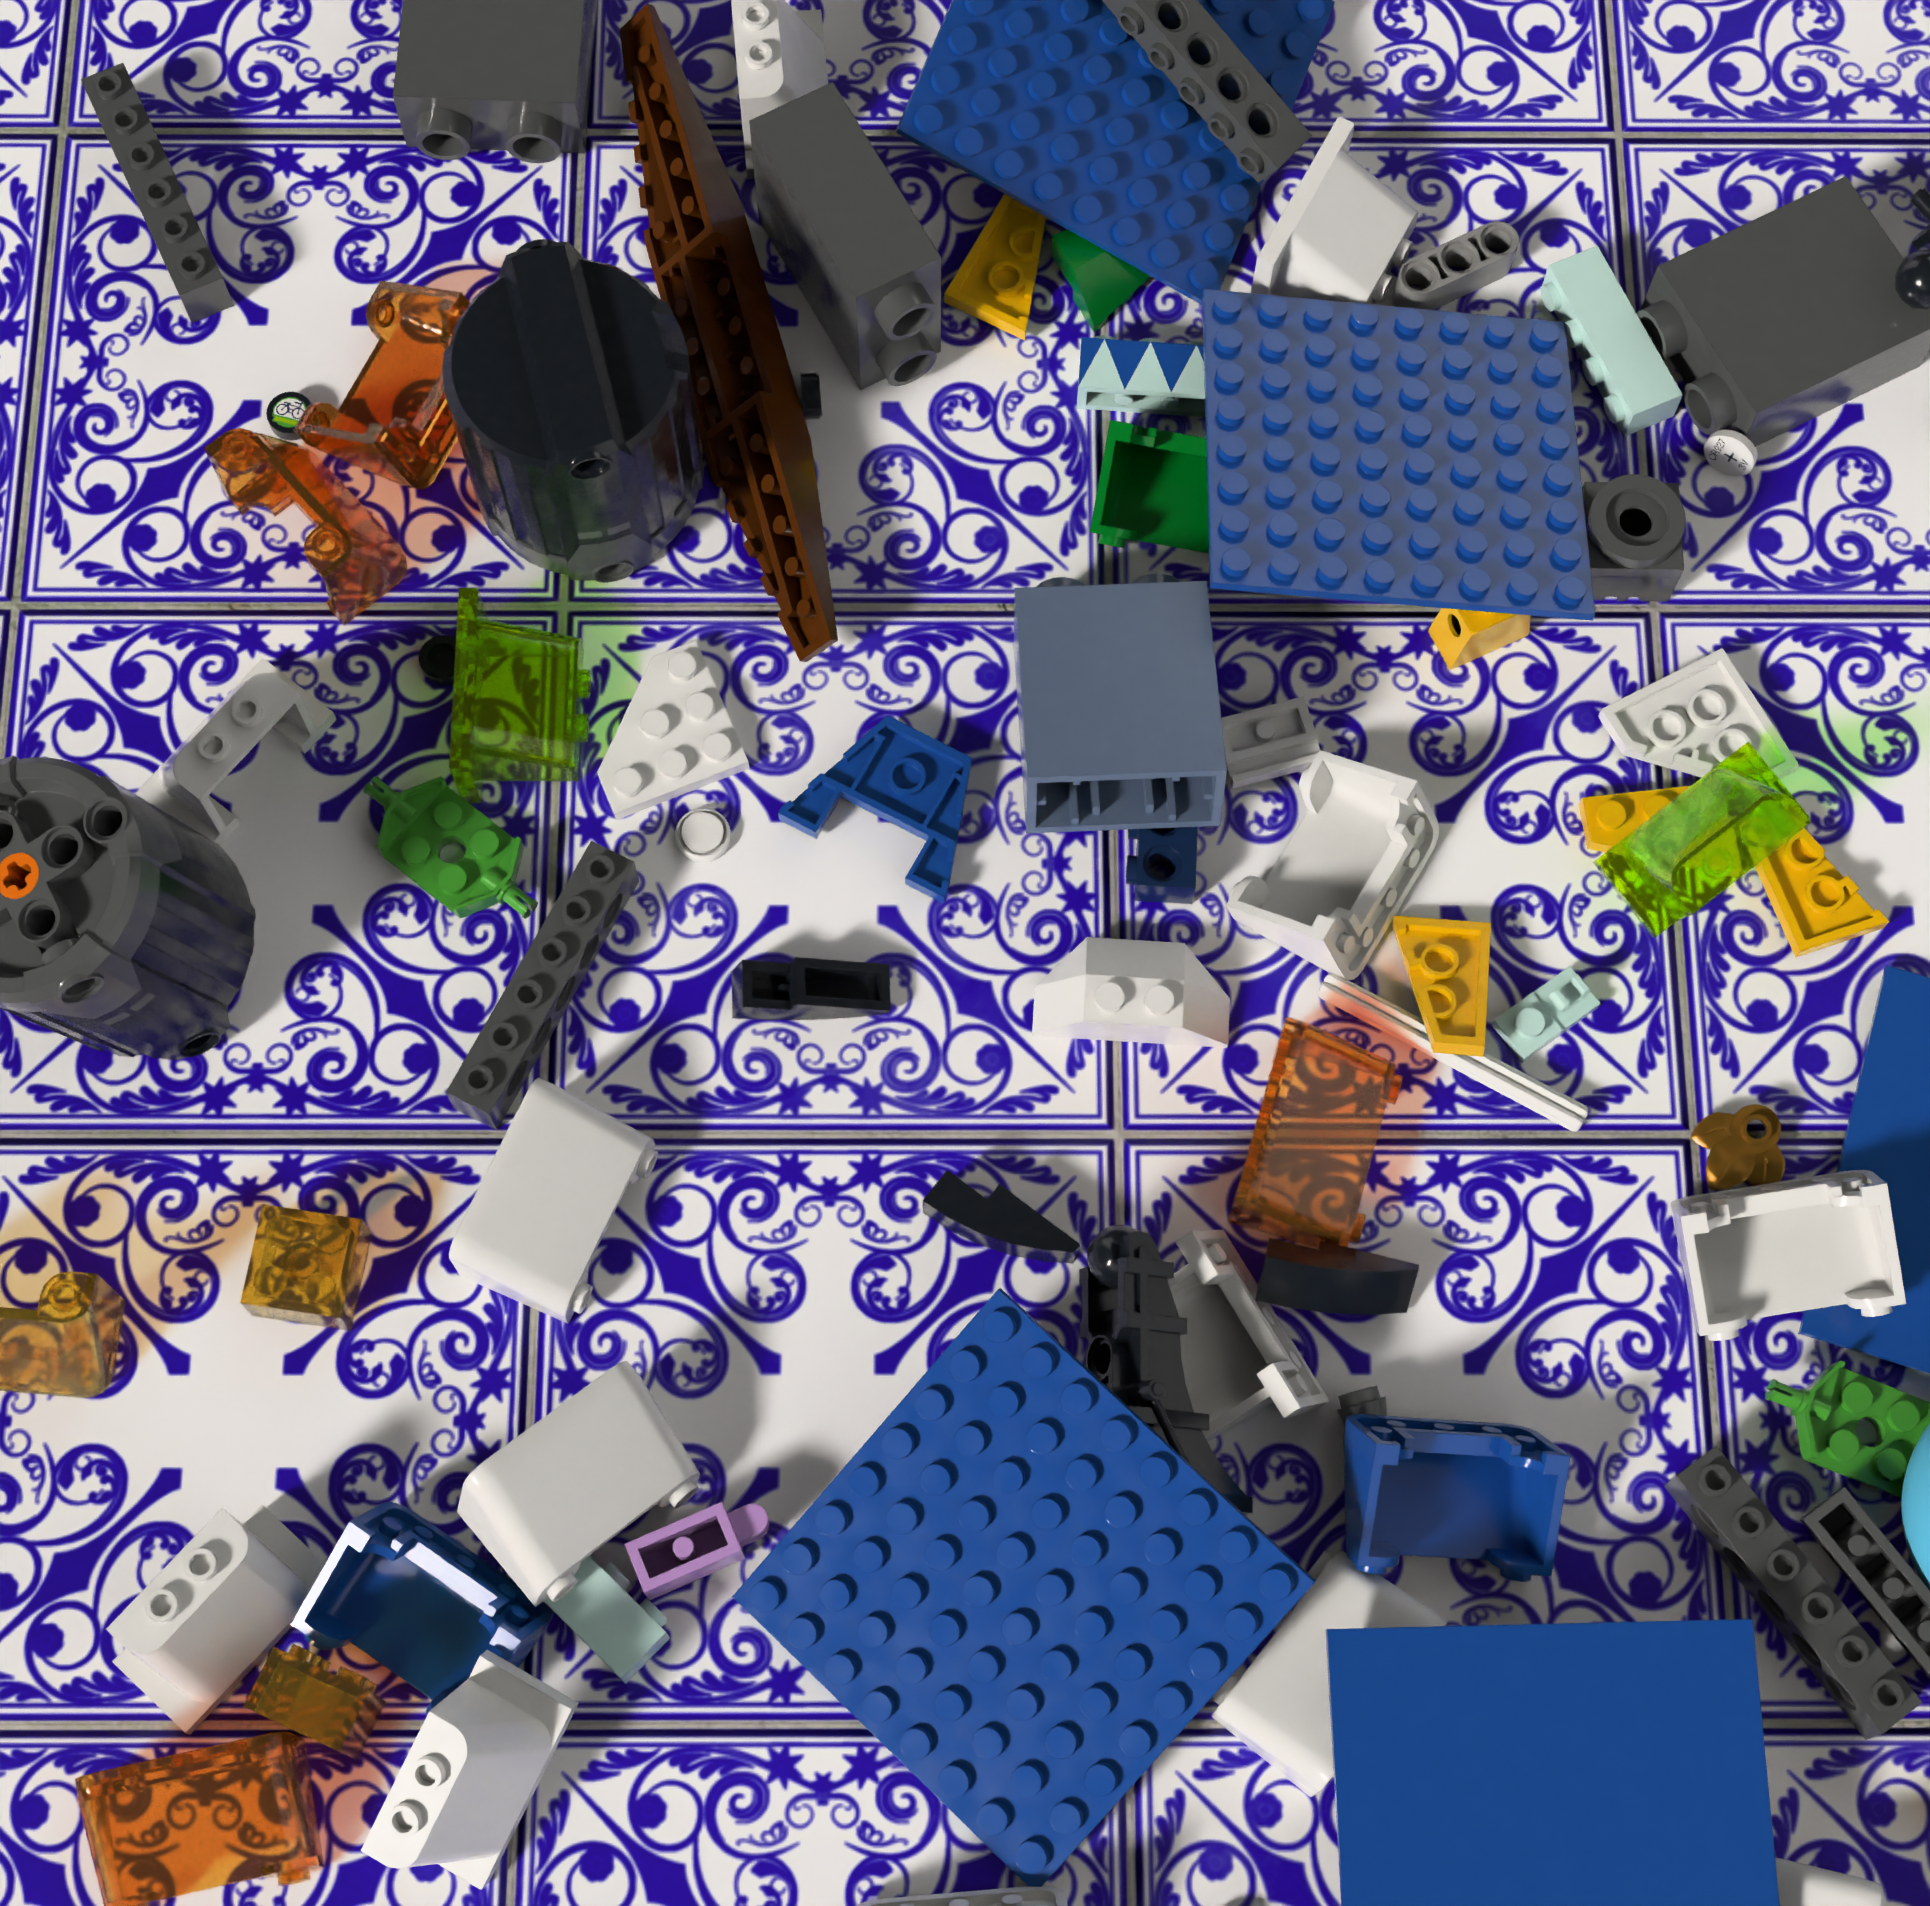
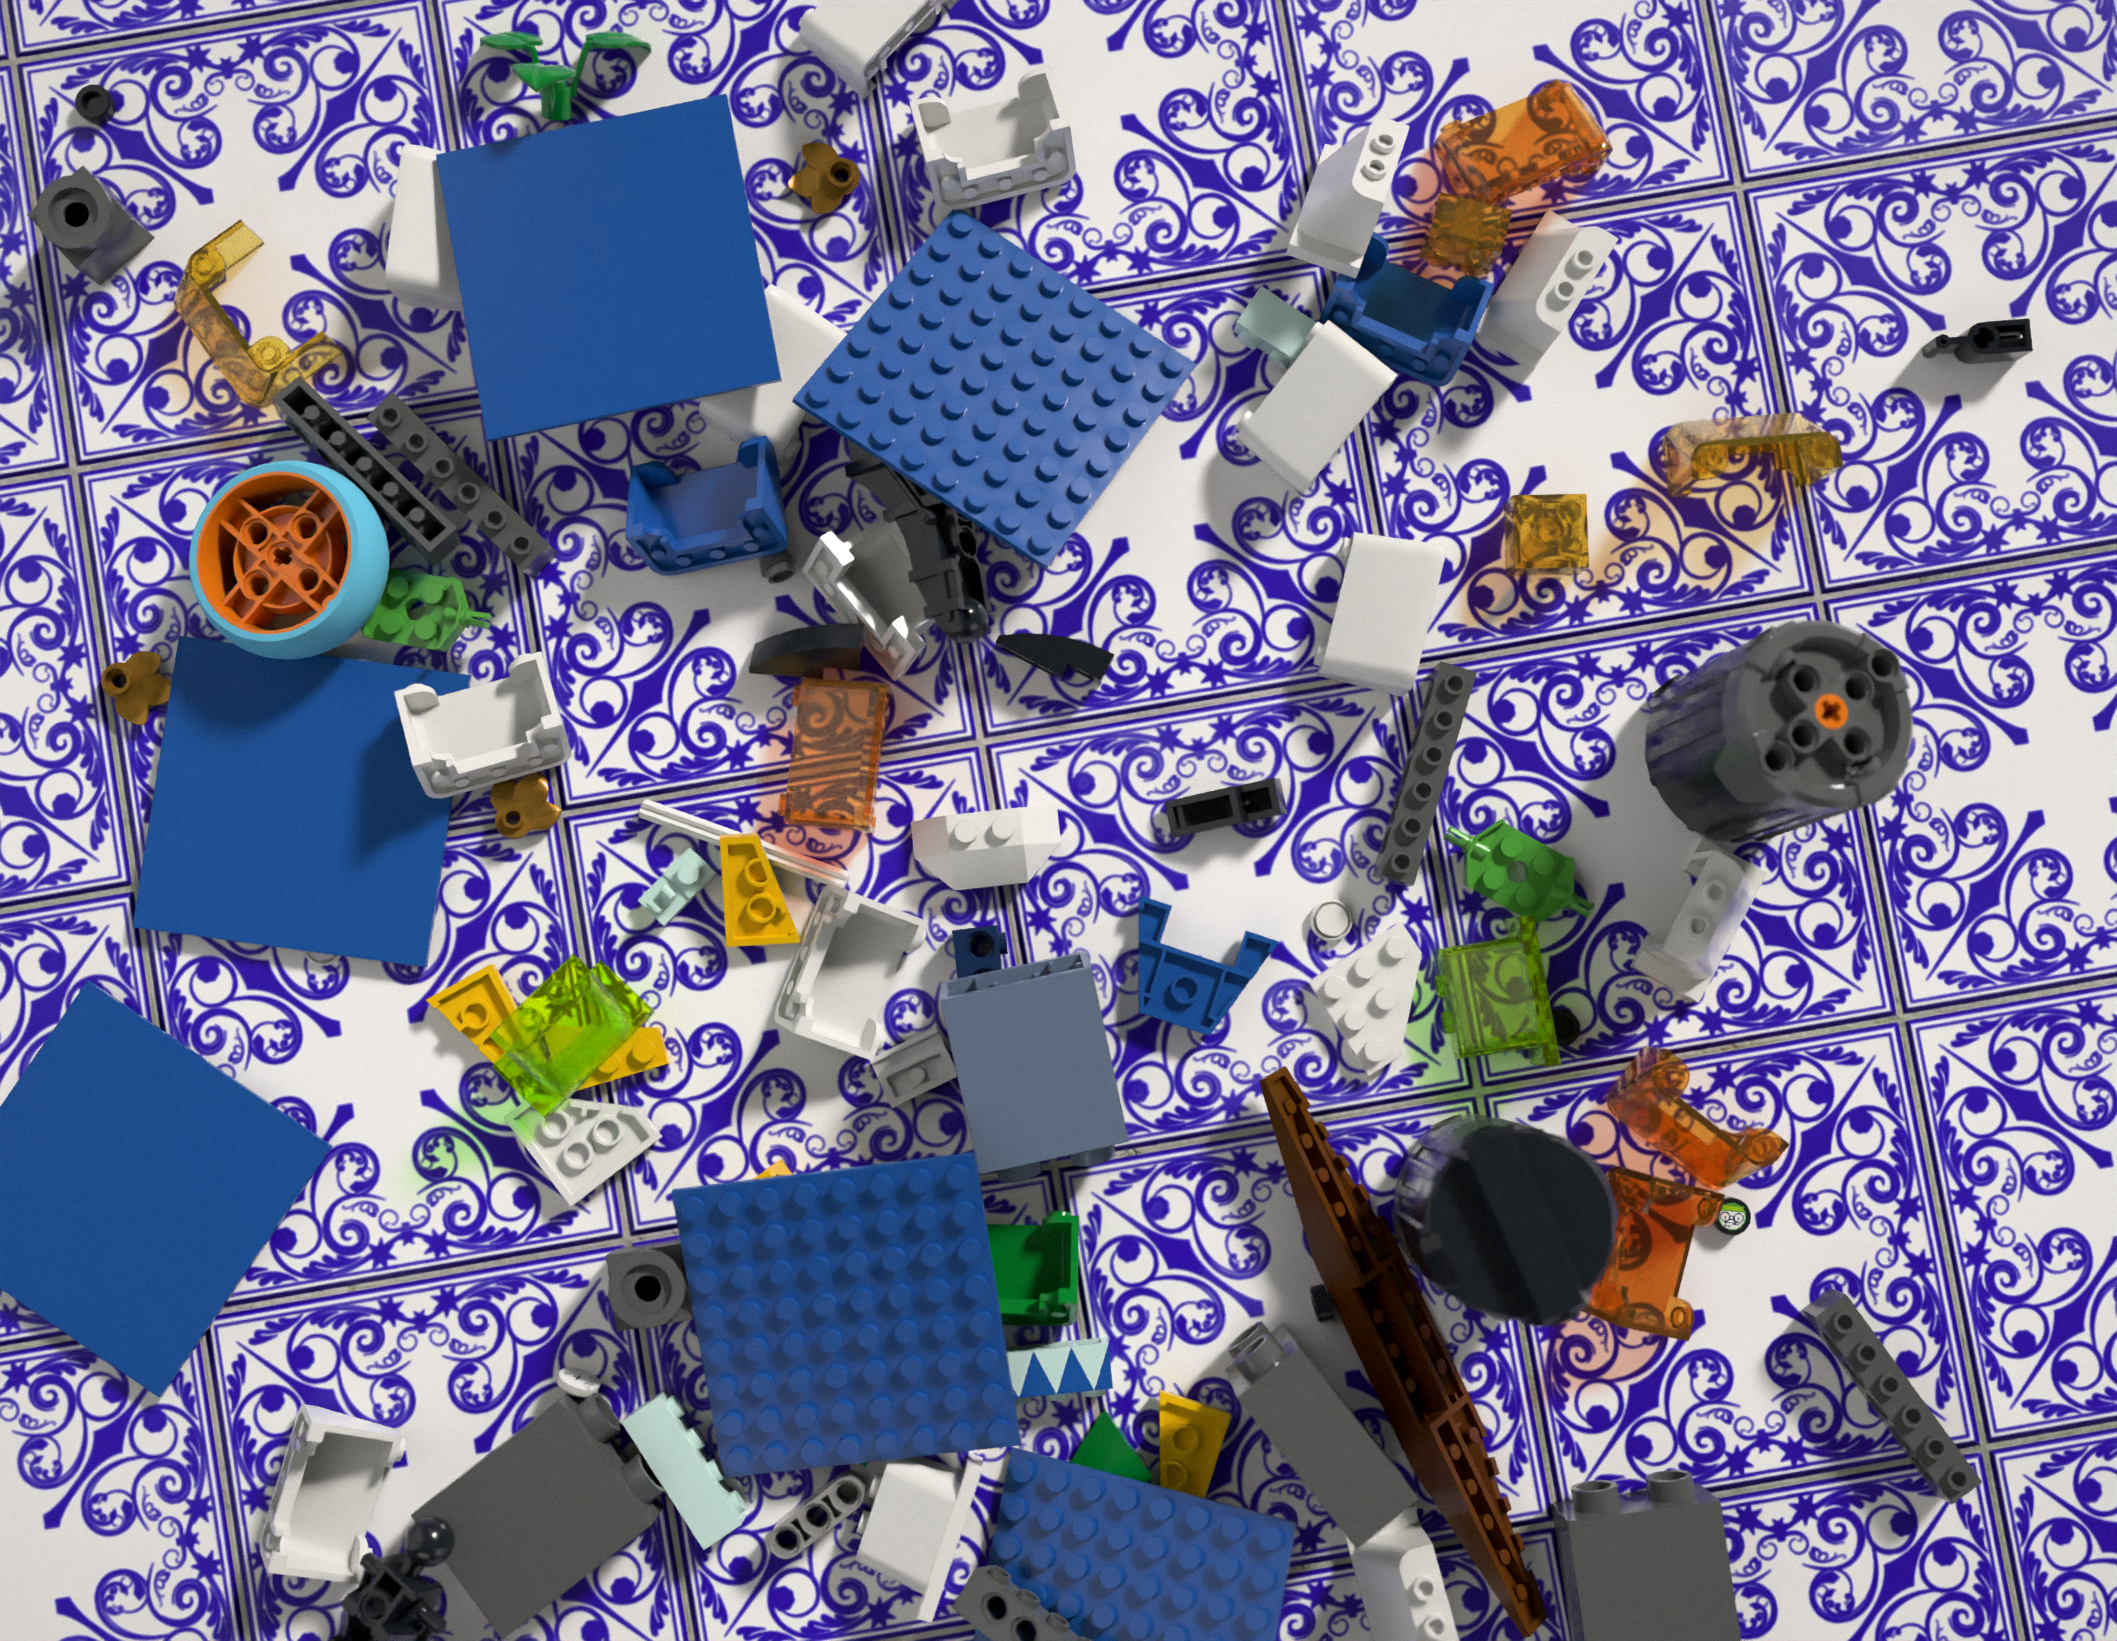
camera: 170 degrees right, 15 degrees up
(695, 1547) = (1229, 384): lavender brick -> none

